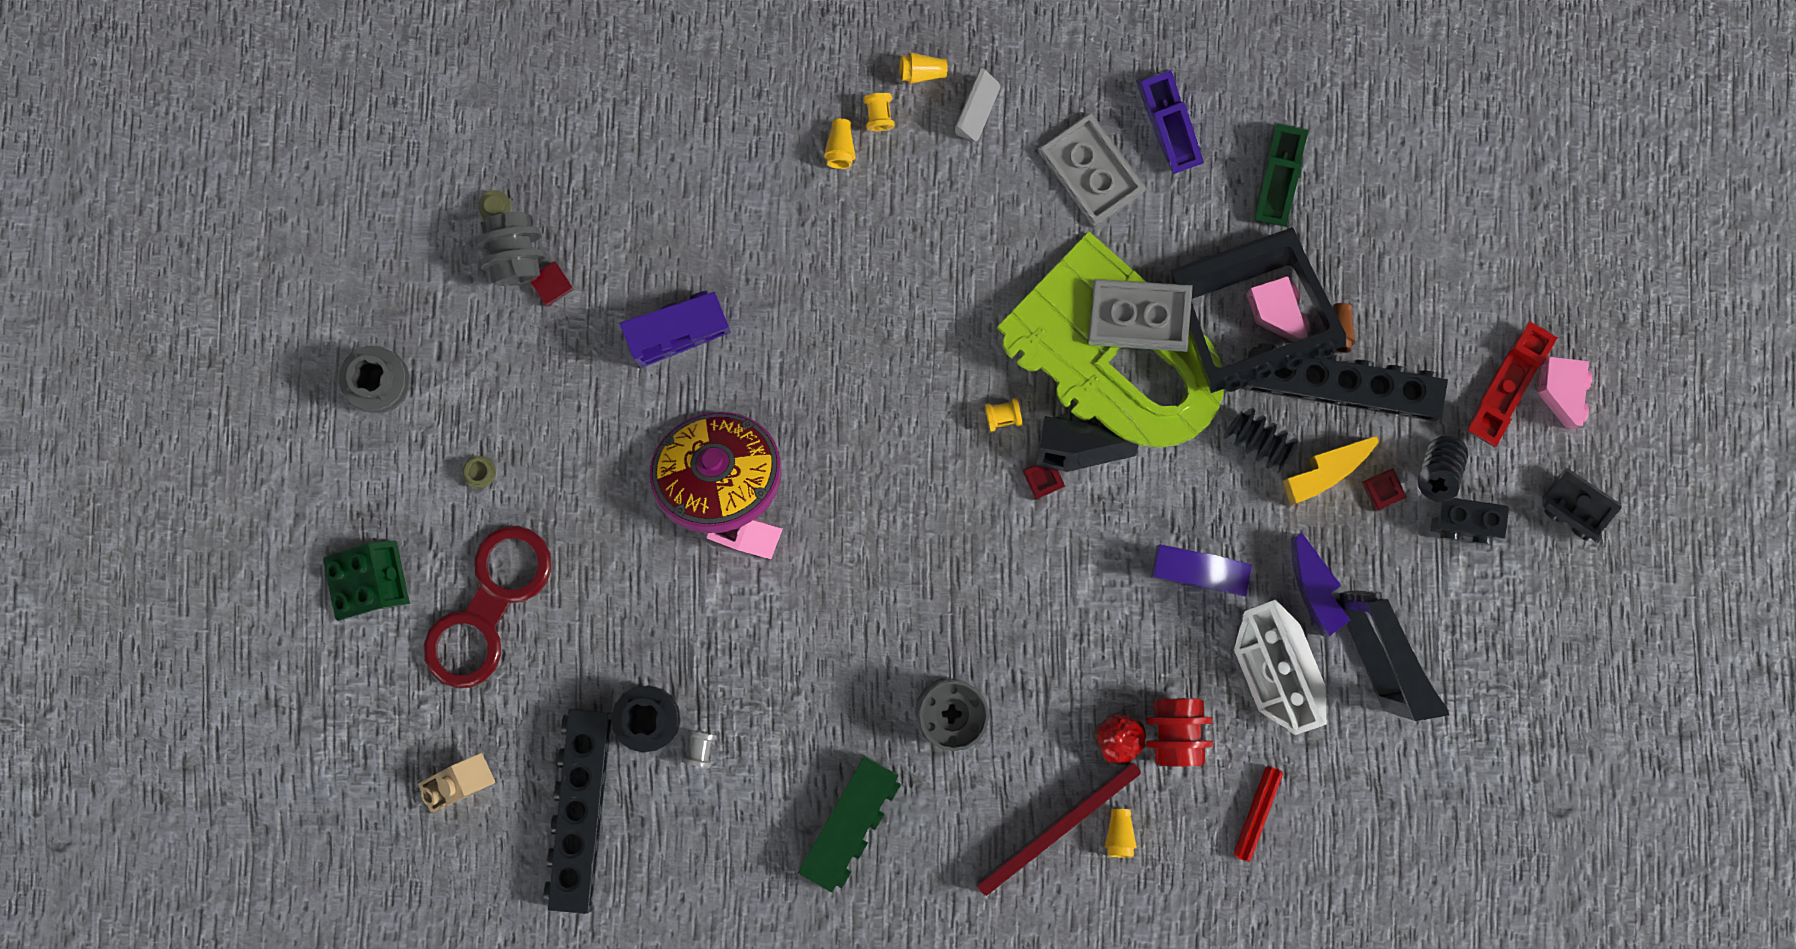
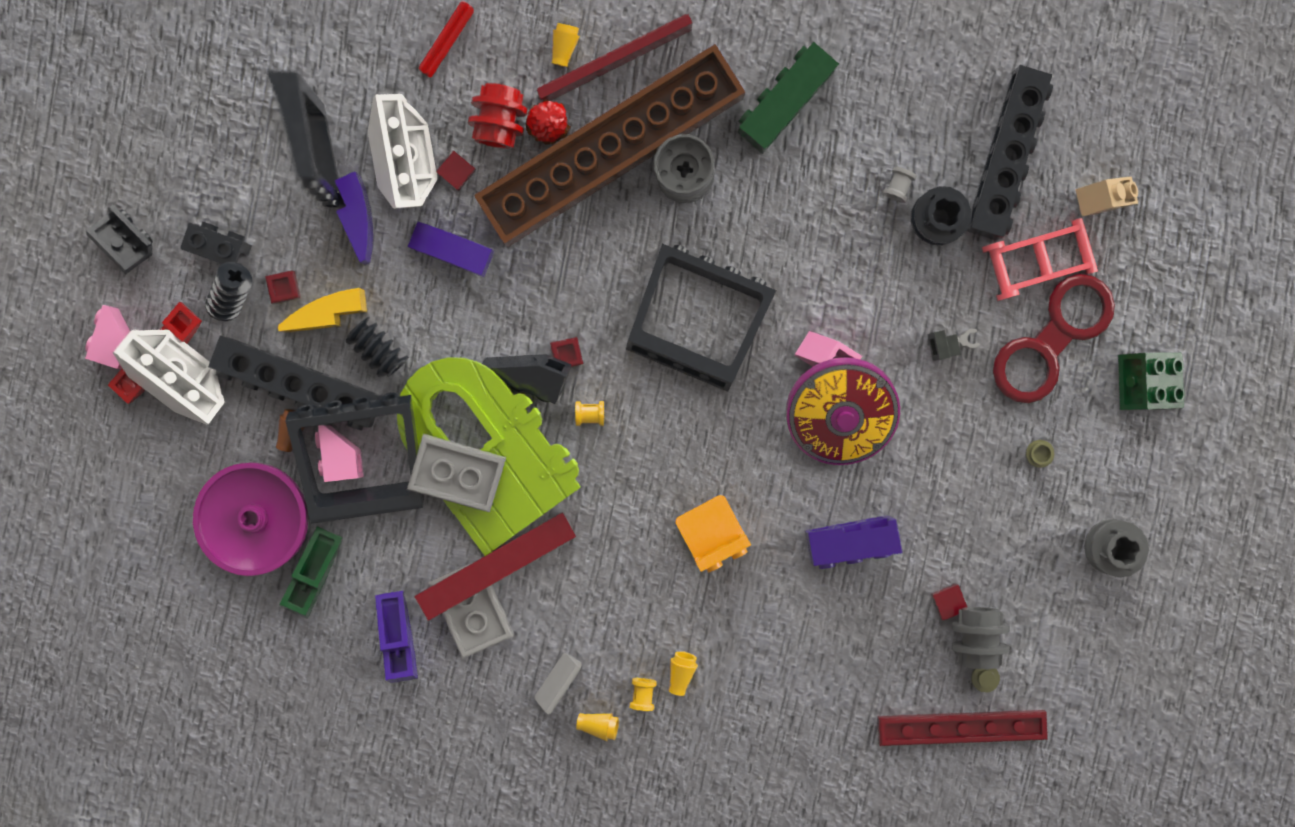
camera: 165 degrees left, 5 degrees up
(510, 146) = (962, 727): none -> dark red tile
(547, 651) = (1008, 290): none -> coral piece
(608, 573) = (948, 346): none -> pearl dark grey piece
(835, 306) = (712, 533): none -> light orange bracket
(909, 497) = (682, 358): none -> black windscreen
(1042, 724) = (610, 145): none -> reddish brown brick
(1074, 221) = (495, 566): none -> dark red tile
(1214, 663) = (456, 170): none -> dark red tile
(1362, 219) = (250, 518): none -> magenta dish
(1486, 363) = (171, 373): none -> white wedge

